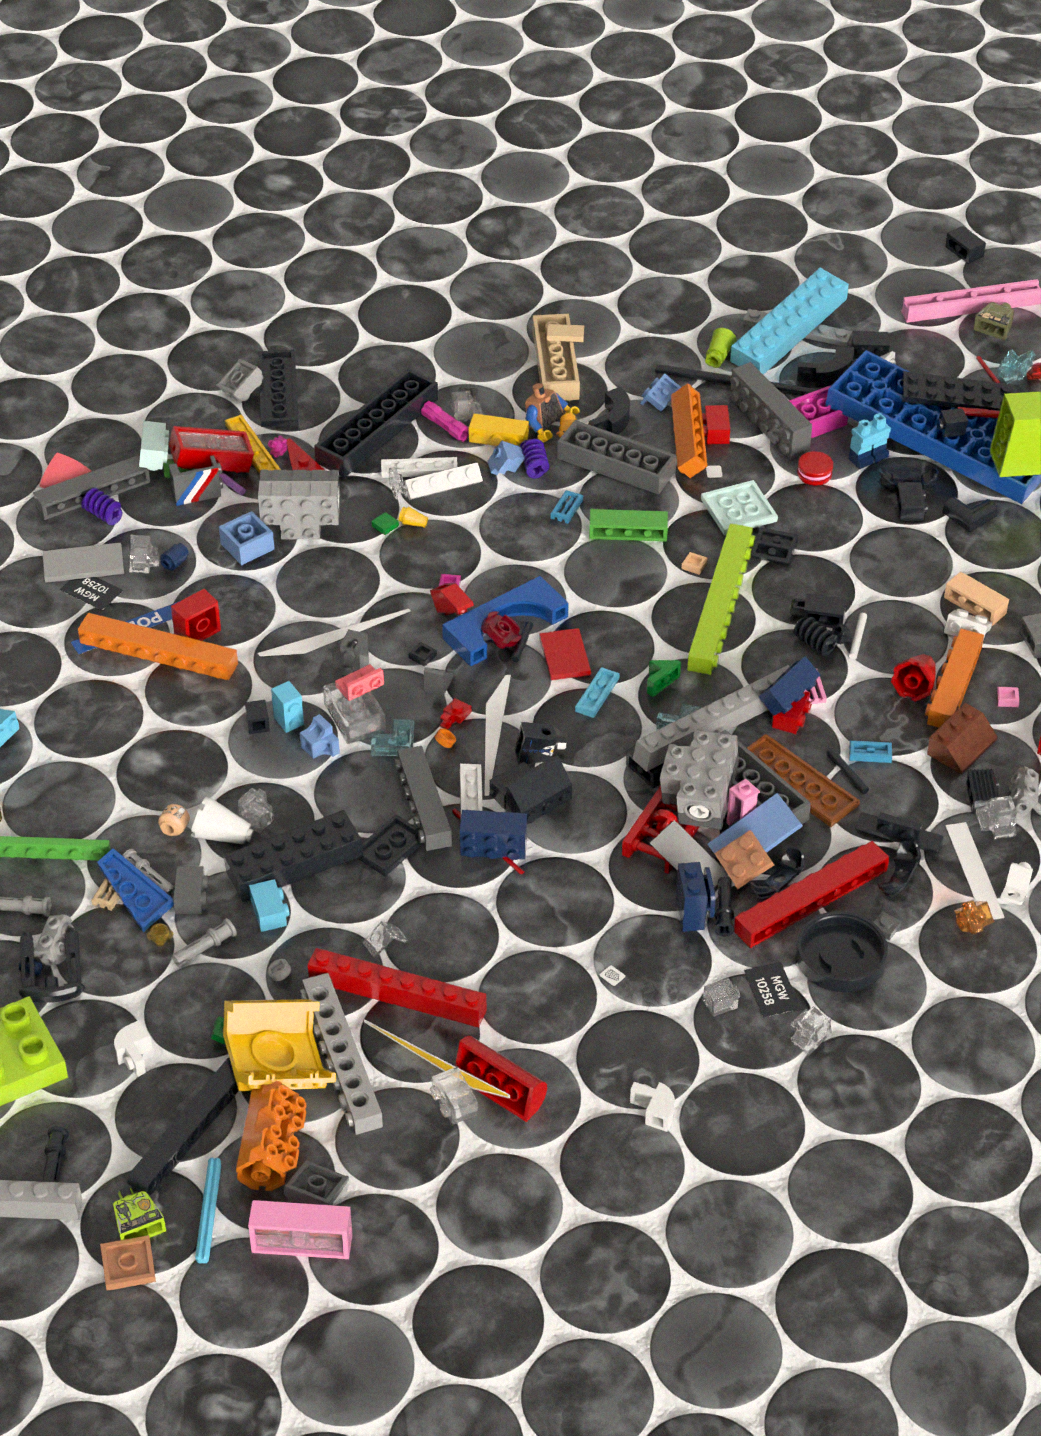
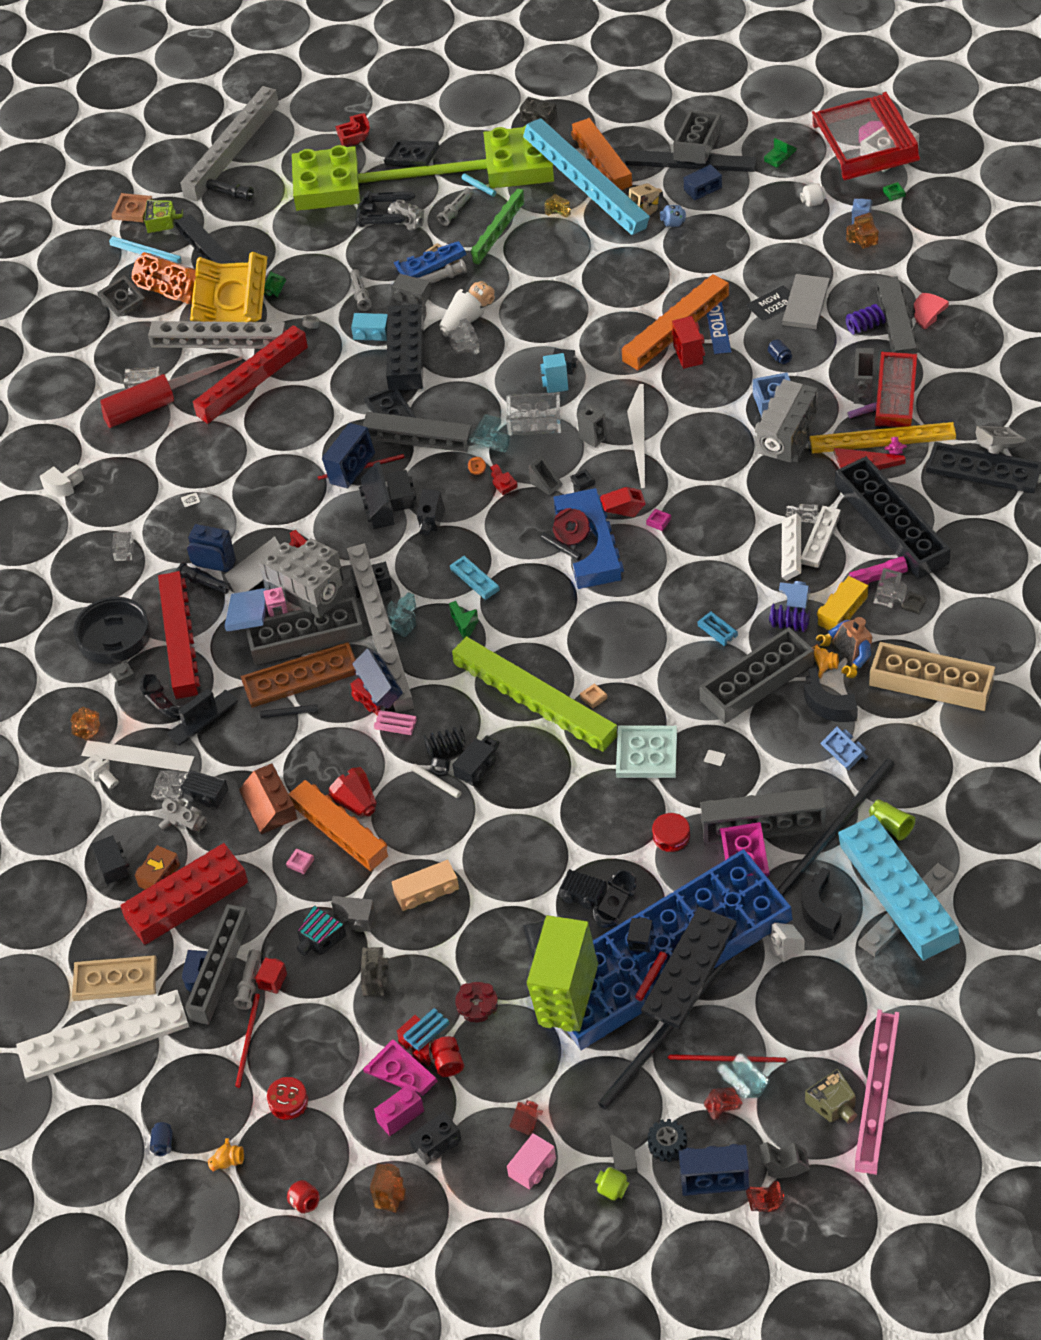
camera: 120 degrees right, 5 degrees up
(130, 1044) = (292, 235): white brick -> none
(142, 554) = (790, 331): clear brick -> none
(154, 445) = (929, 357): light aqua brick -> none
(160, 934) = (383, 270): clear yellow plate -> none
(300, 1229) = (88, 277): bright pink brick -> none
(319, 738) = (515, 386): medium blue brick -> none
(360, 682) = (545, 410): coral bracket -> none
(381, 937) = (302, 377): clear bracket -> none
(385, 523) = (758, 496): green tile -> none
(411, 517) = (753, 513): yellow cone -> none
(470, 787) = (403, 461): white plate -> none
(494, 717) = (488, 507): white sticker -> none
(564, 654) = (530, 569): red tile -> none
(570, 333) = (949, 679): tan tile -> none
(628, 525) = (663, 659): bright green brick -> none
(688, 431) = (770, 744): orange brick -> none
(716, 424) = (772, 775): red brick -> none
(744, 859) = (230, 597): nougat plate -> none
(772, 989) = (115, 585): black sticker -> none
(774, 546) = (582, 761): black slope -> none
(790, 866) = (201, 609): black piece -> none
(810, 1030) = (59, 585): clear brick -> none
(869, 442) = (673, 871): medium azure hips -> none
(872, 341) = (840, 956): black brick -> none
(874, 752) = (302, 737): dark azure tile -> none
(962, 620) = (402, 864): white bracket -> none
(965, 244) = (986, 1131): black brick -> none

